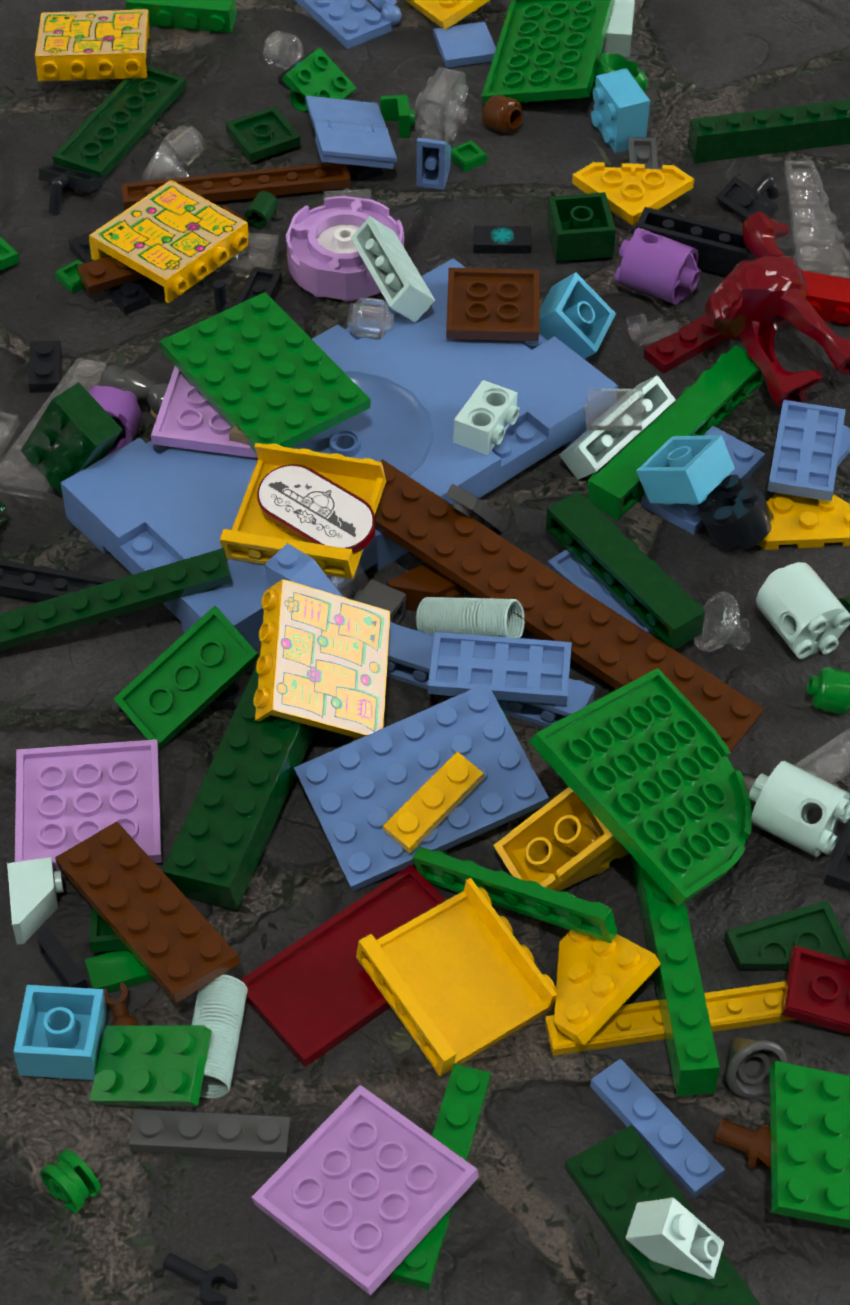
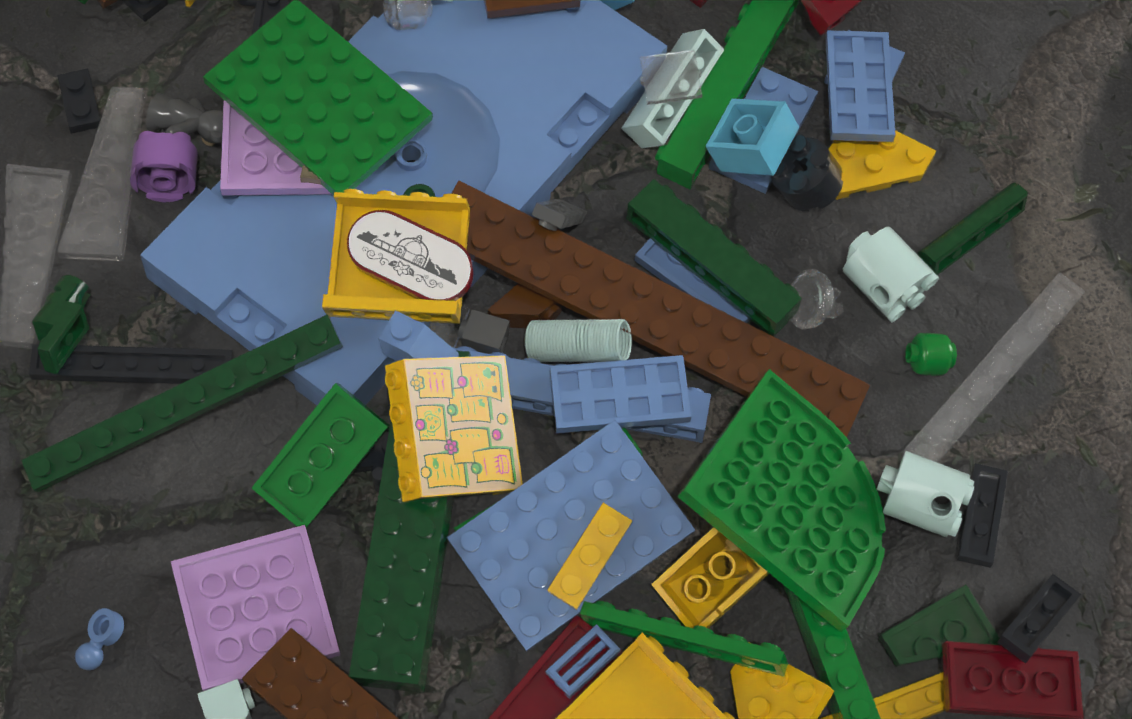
camera: 15 degrees left, 15 degrees up
(70, 436) = (139, 204): dark green piece -> none
(409, 908) = (561, 682): none -> medium blue tile
(486, 417) = (546, 111): light aqua brick -> none

